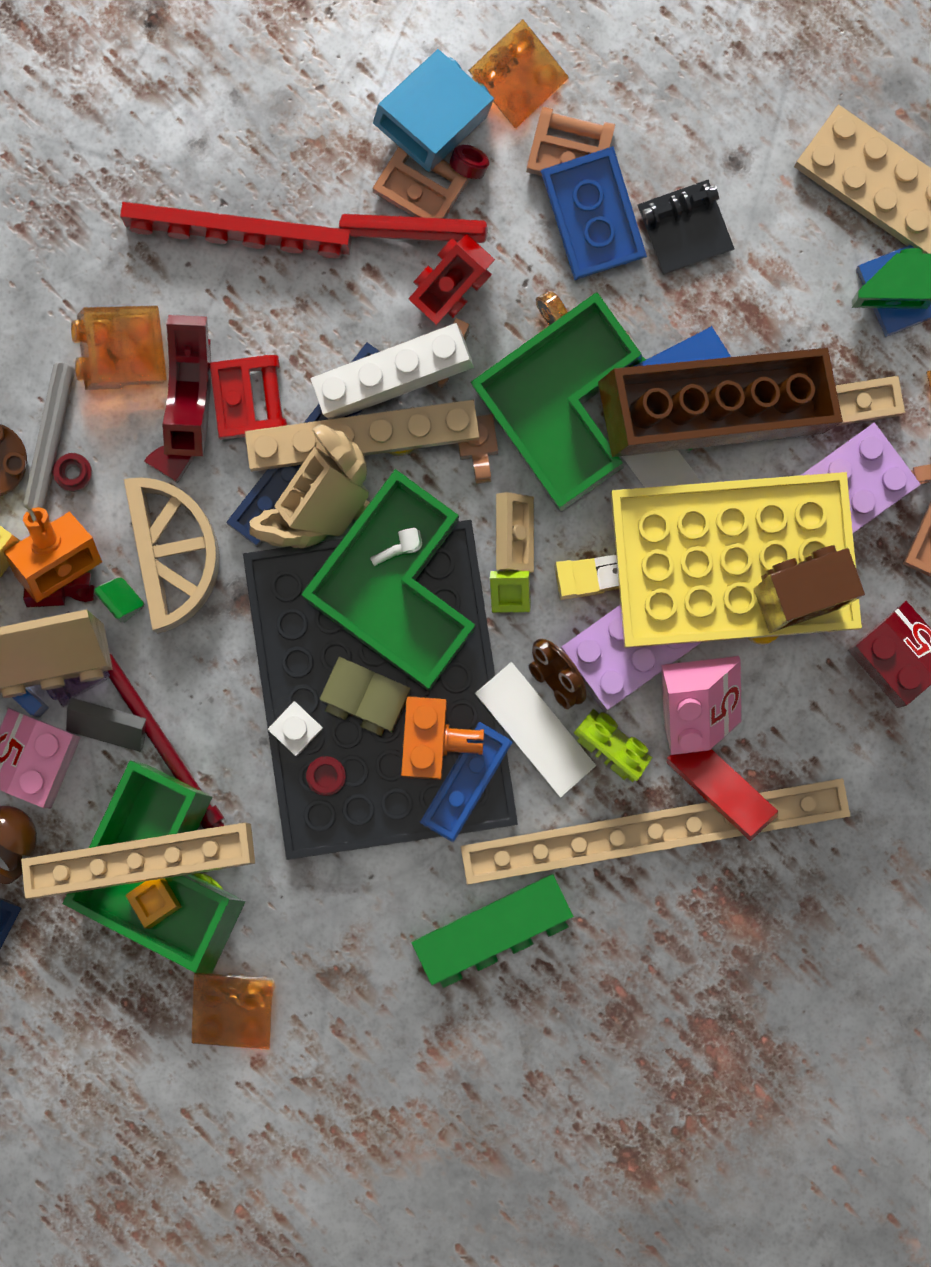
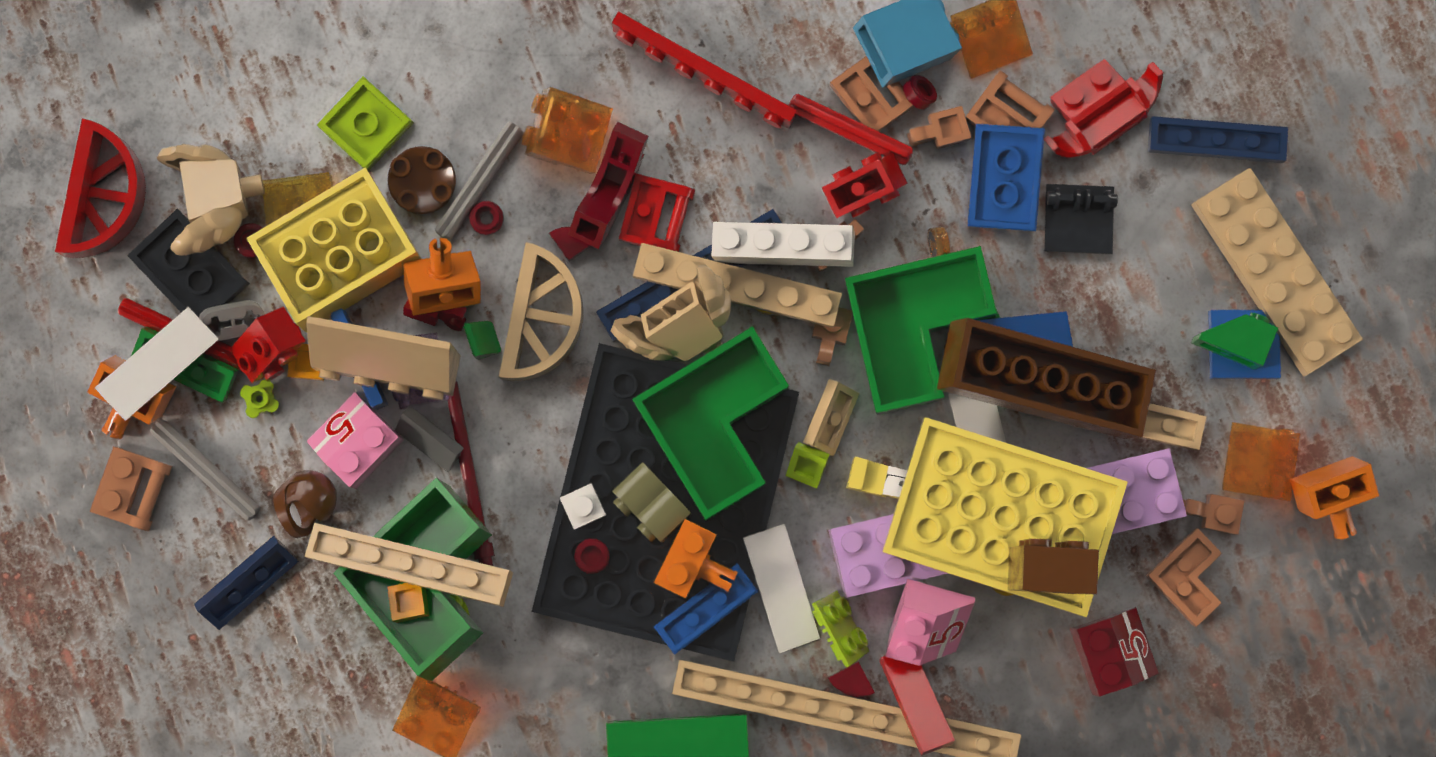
camera: 25 degrees right, 0 degrees up
(410, 542) = (740, 391): white hand -> none
(509, 189) = (945, 128): none -> nougat plate
(559, 672) = (820, 549): reddish brown dish -> none
(647, 795) = (852, 681): none -> dark red tile
(663, 103) = (1102, 108): none -> red plate
(794, 89) = (1218, 139): none -> dark blue plate

